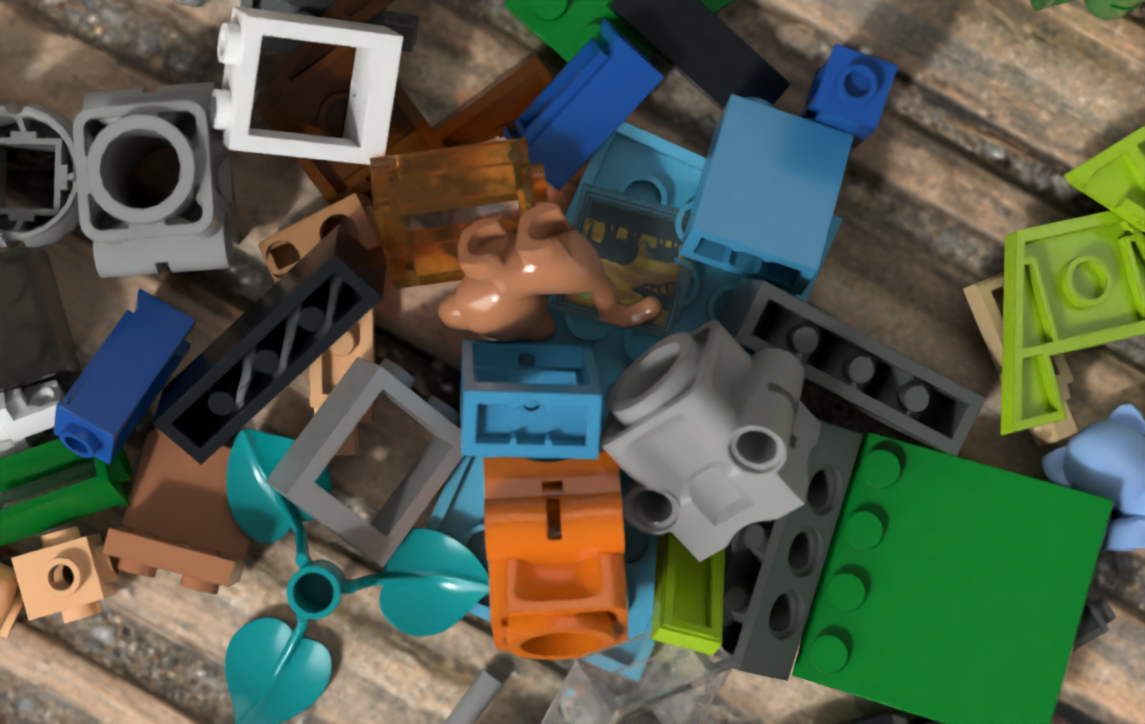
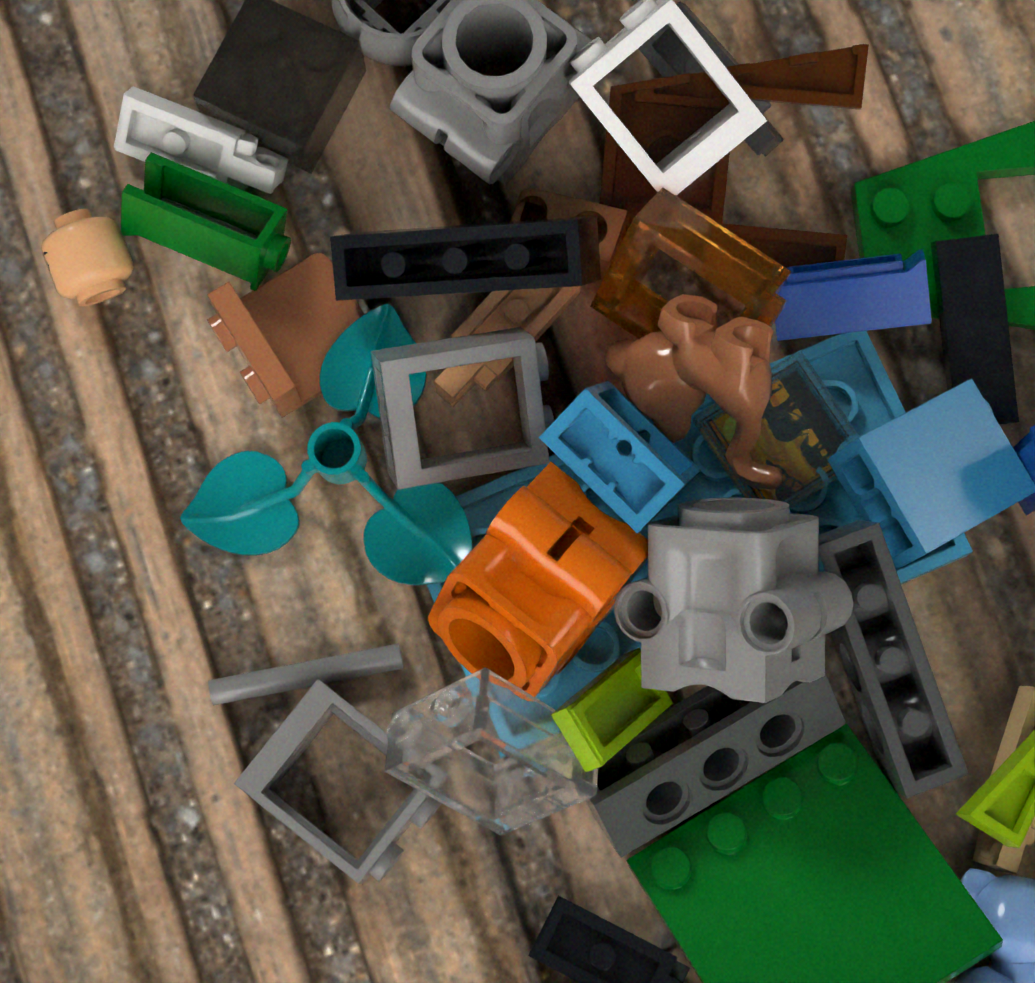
camera: 40 degrees right, 10 degrees down
(46, 579) = (164, 296): light nougat brick -> none
(123, 379) = (338, 192): blue window -> none

